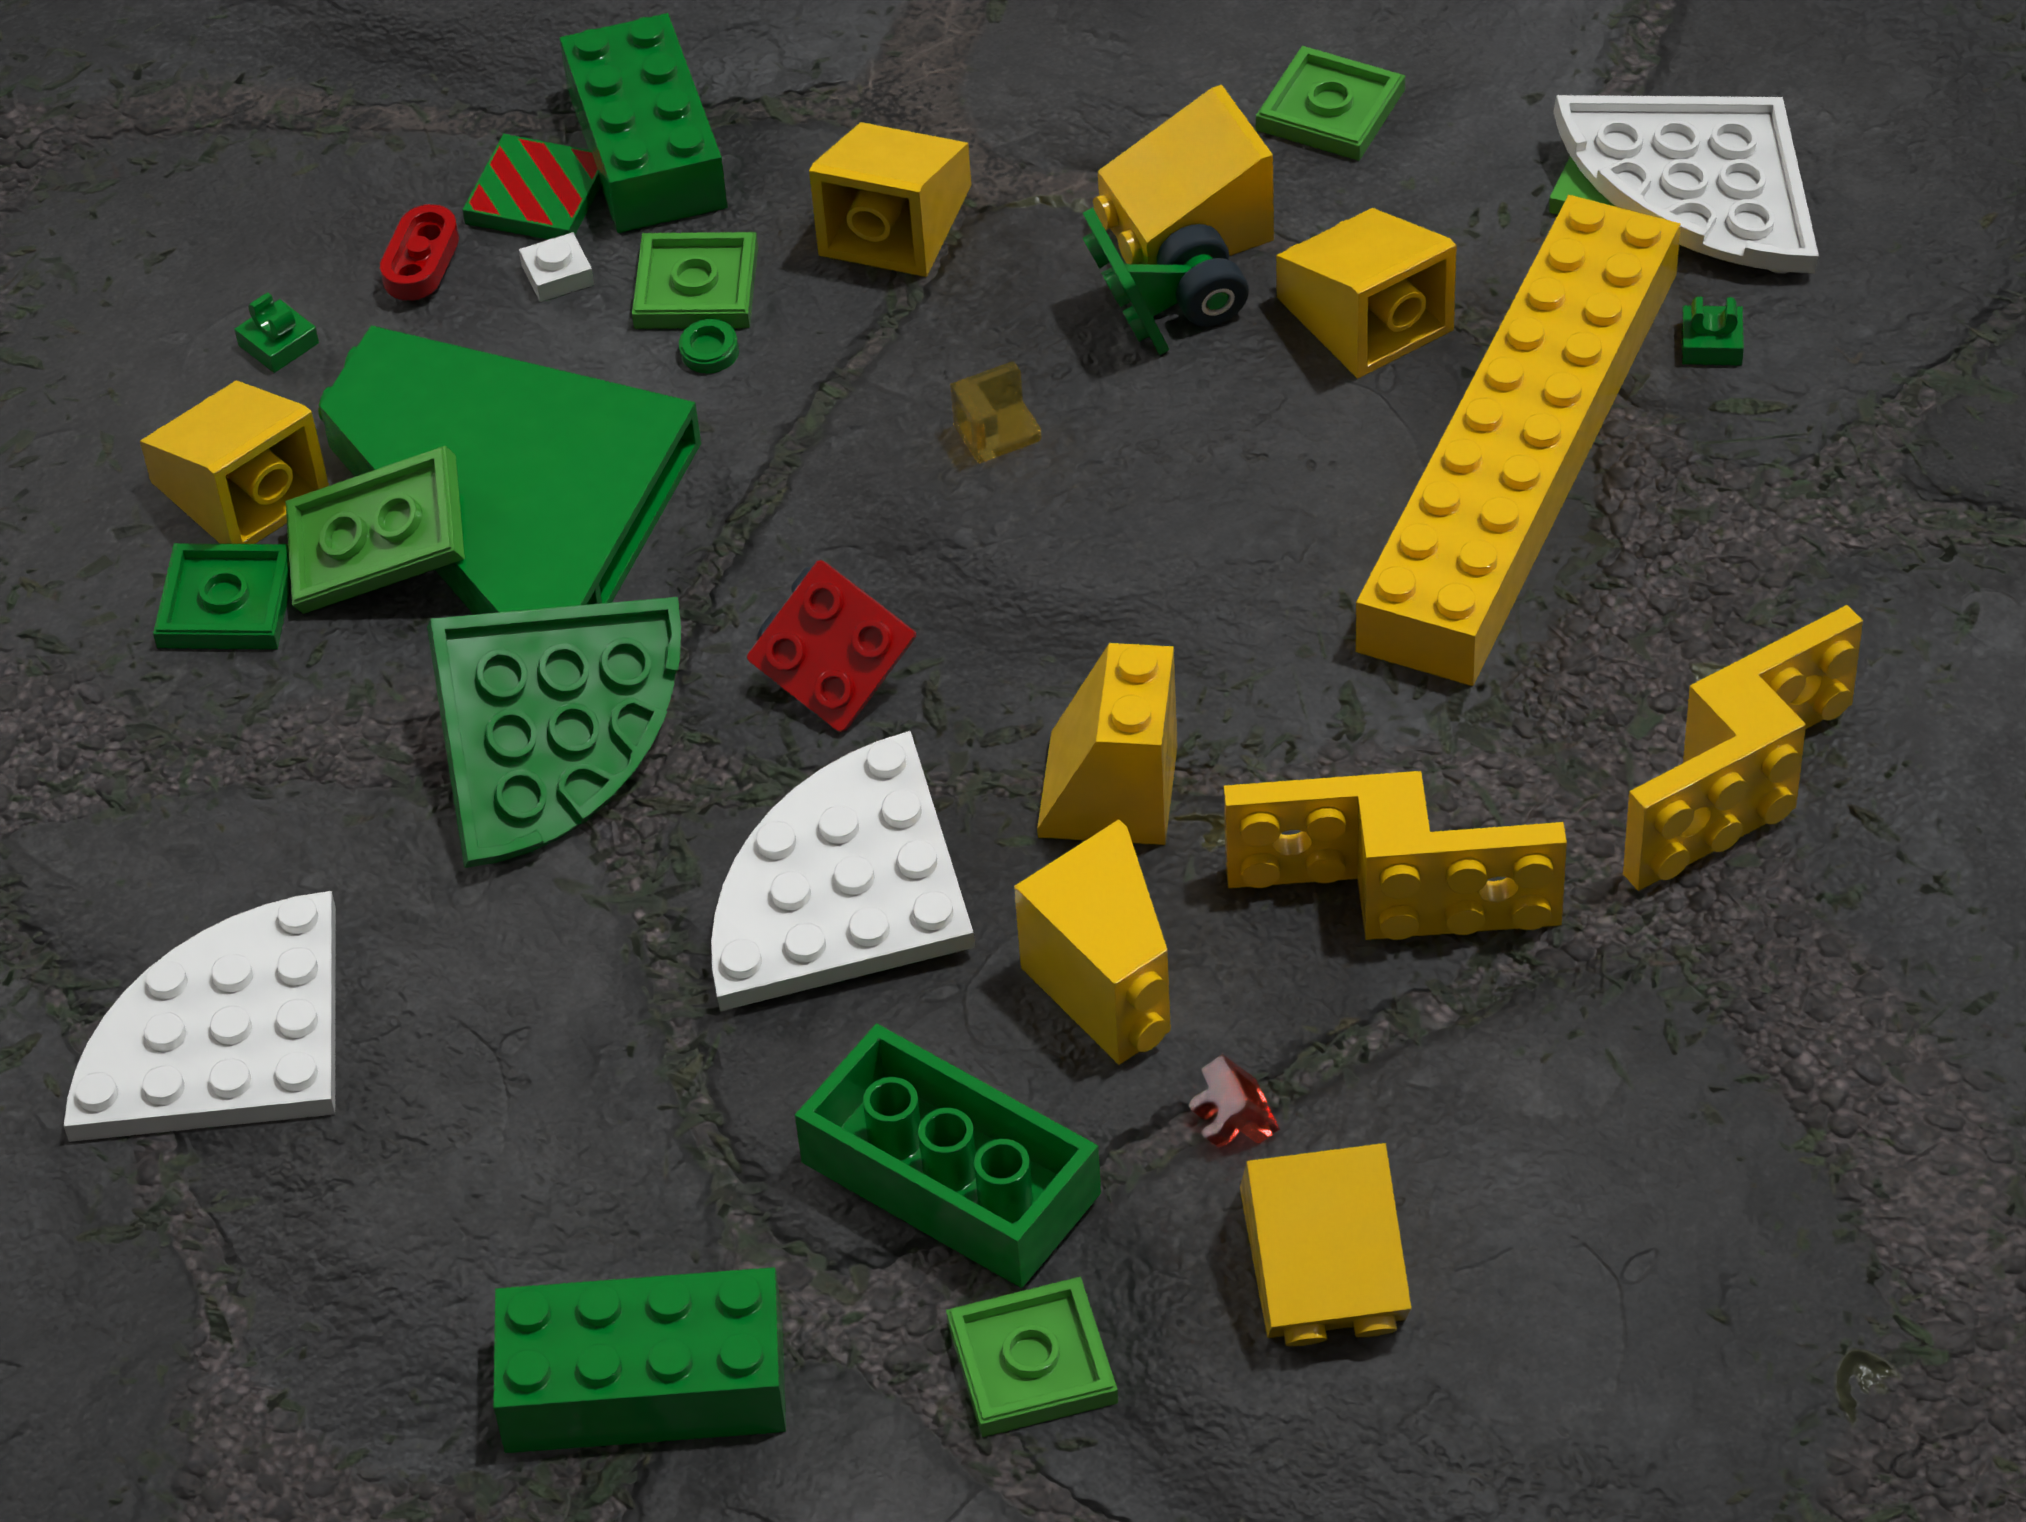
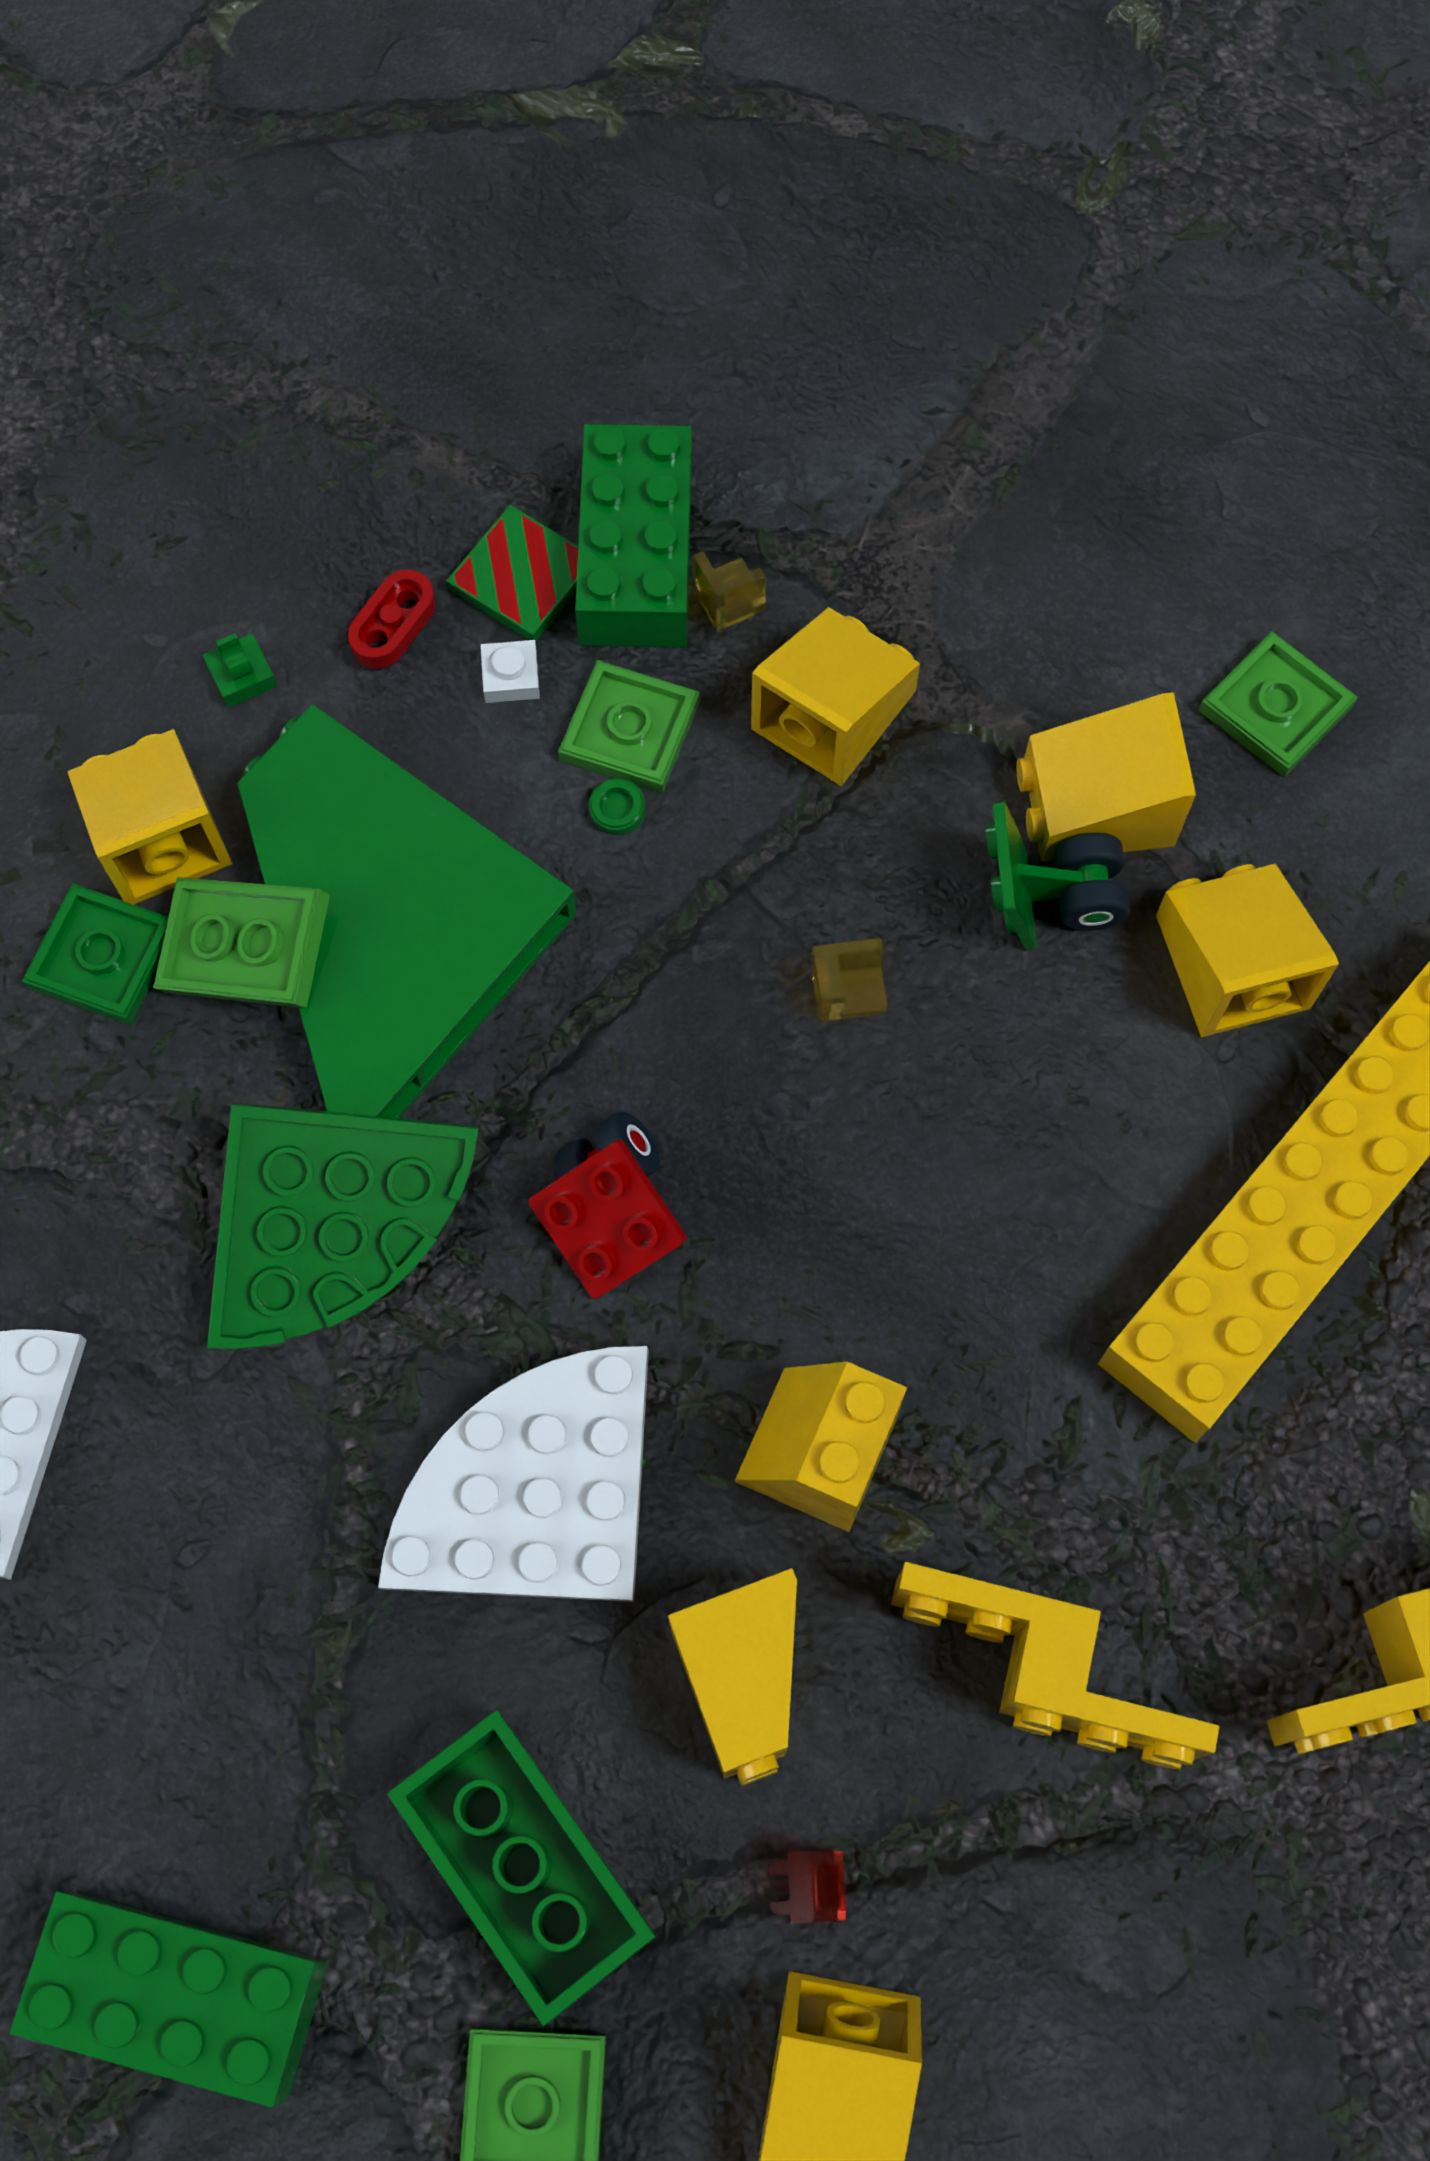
camera: 15 degrees right, 20 degrees up
(754, 148) = (728, 591): none -> clear yellow panel

